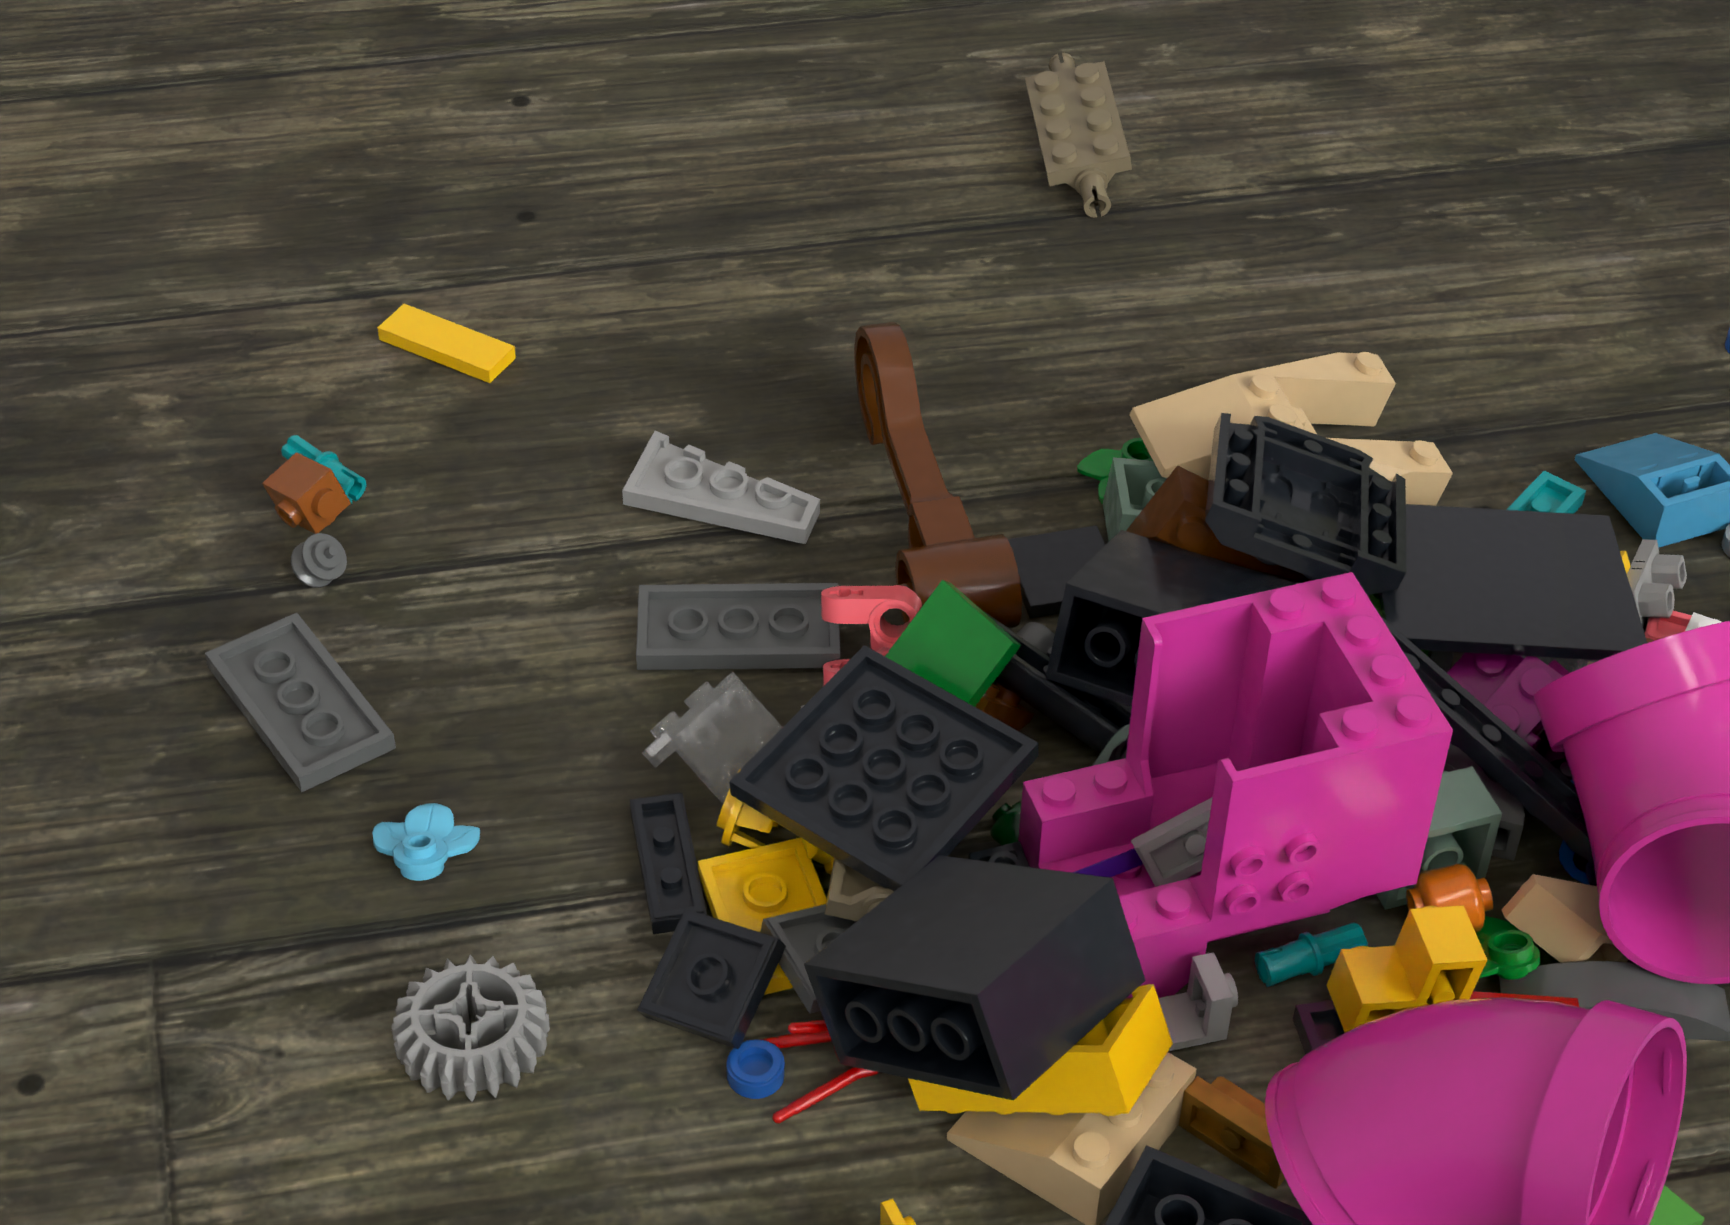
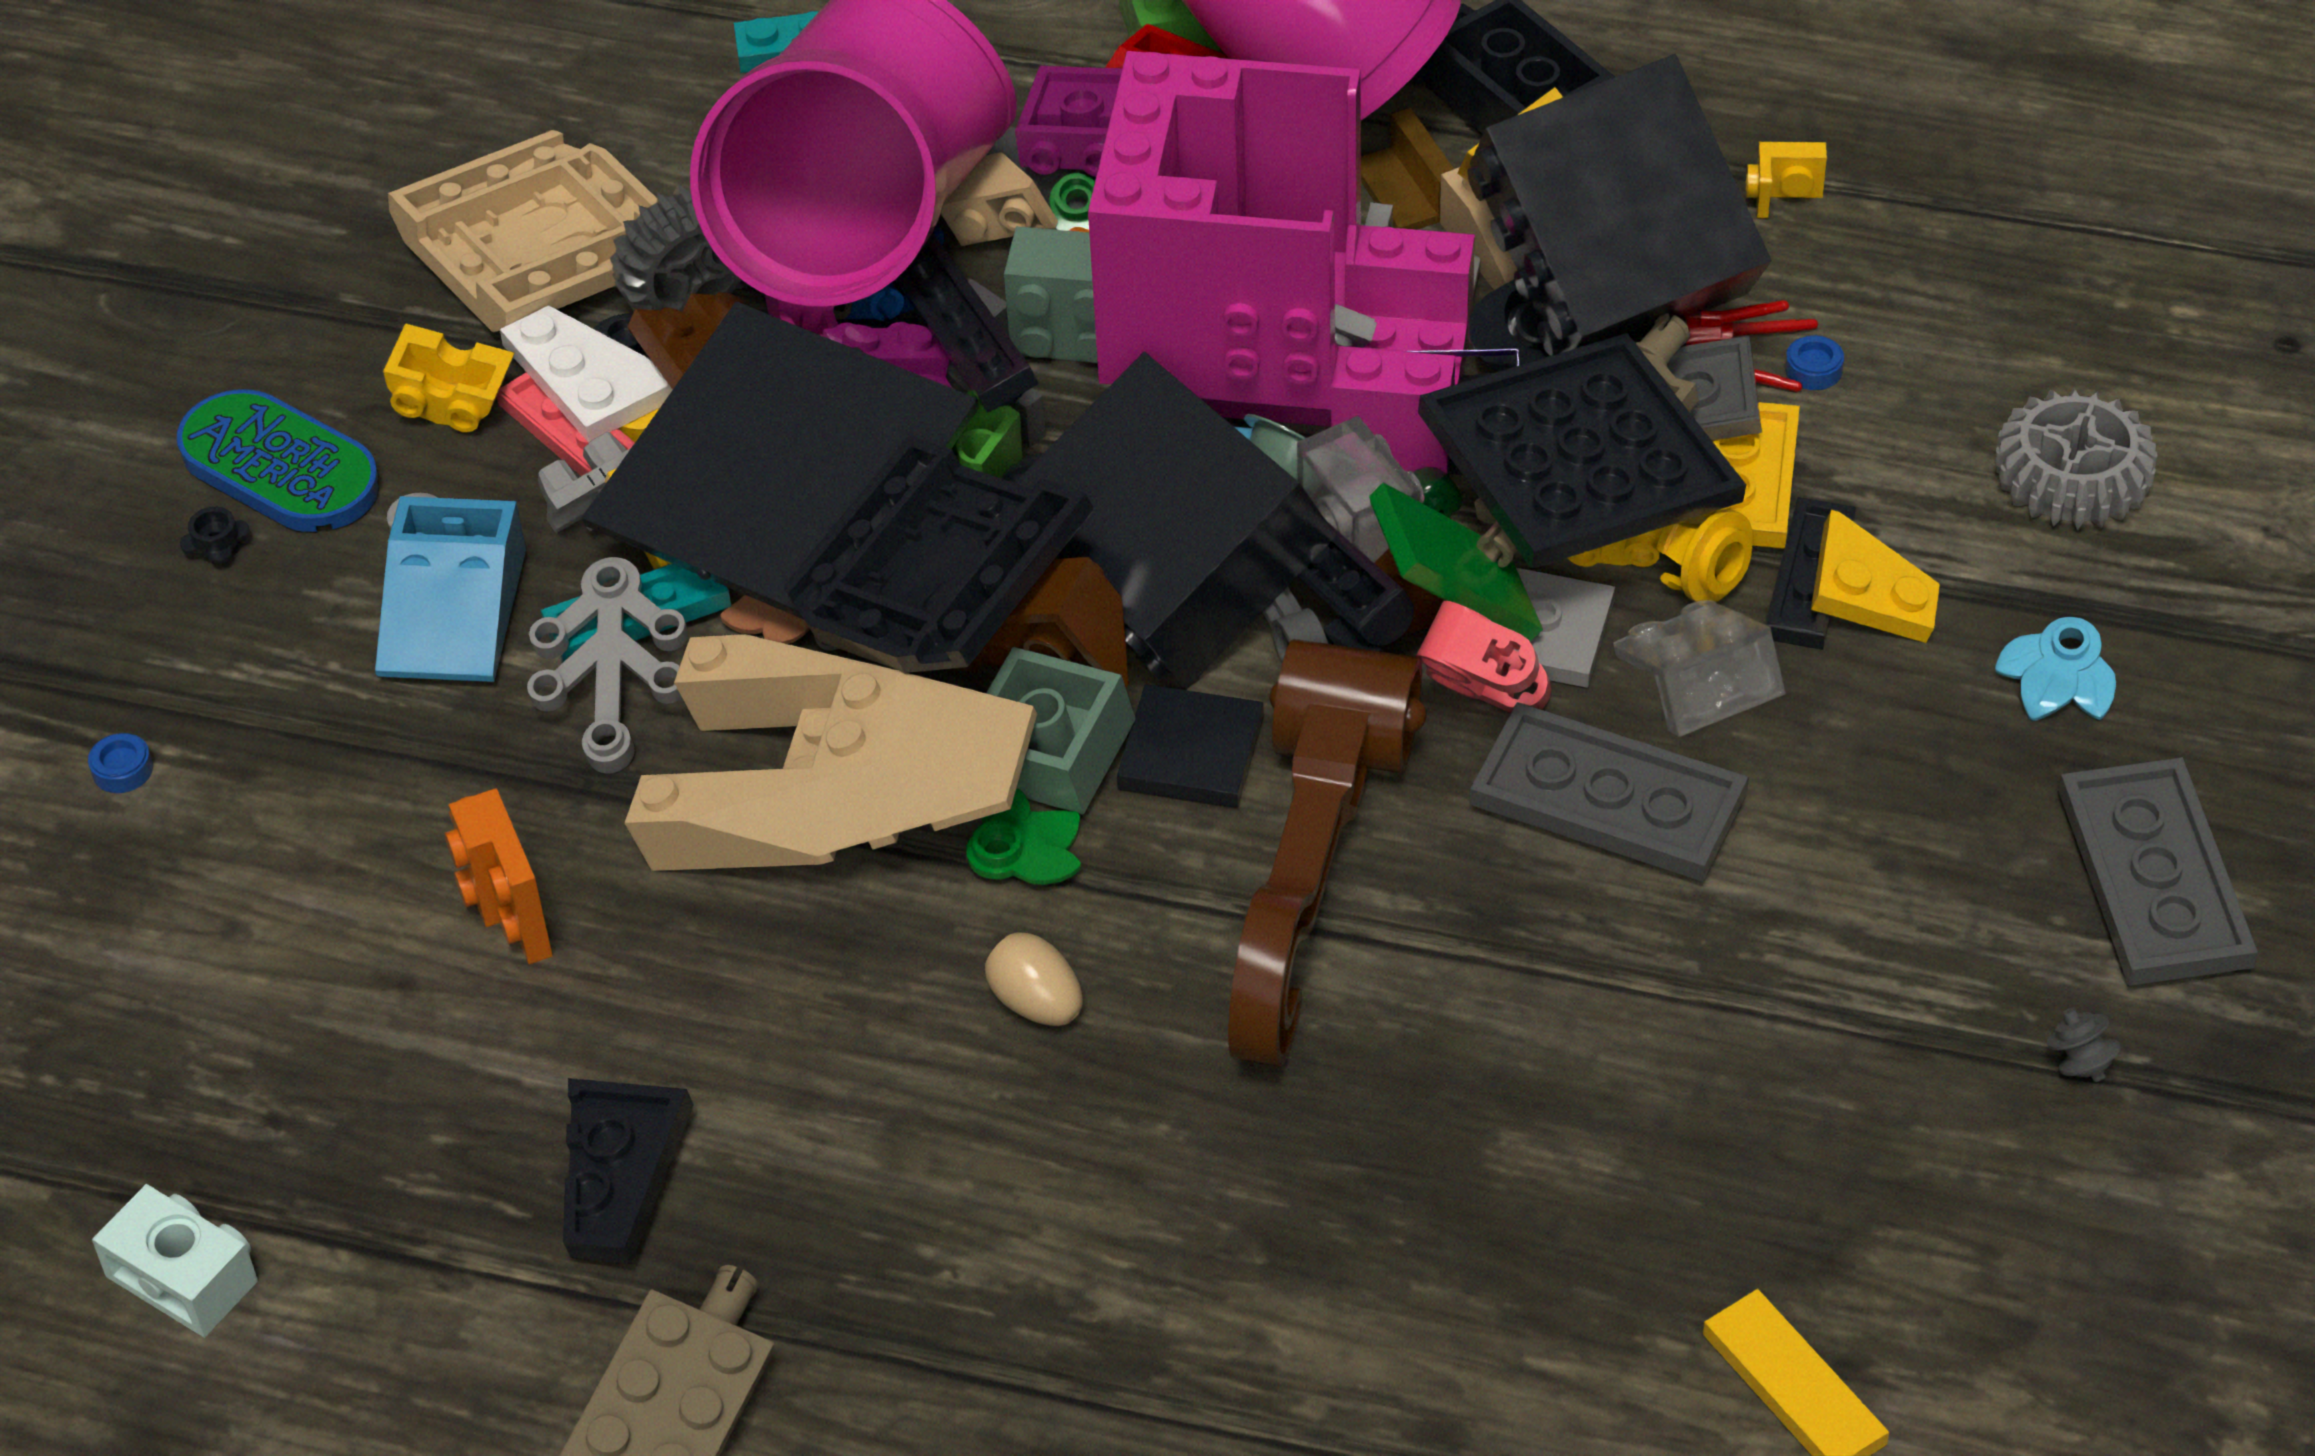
camera: 150 degrees left, 5 degrees up
(306, 493) = (2075, 1133): dark orange brick -> none
(351, 482) = (2038, 1200): teal axle -> none
(607, 848) = (1872, 583): none -> yellow wing
(698, 489) = (1550, 989): light grey wing -> none
(711, 978) = (1828, 410): black tile -> none
(1049, 383) = (1034, 980): none -> tan animal
(1058, 714) = (1342, 471): none -> clear brick
(1214, 236) = (617, 1164): none -> black wing
(1408, 122) = (143, 1253): none -> light aqua brick
(1425, 313) = (497, 872): none -> orange plate
(1458, 442) = (607, 652): none -> light grey plant
(1556, 964) = (1066, 118): none -> magenta plate

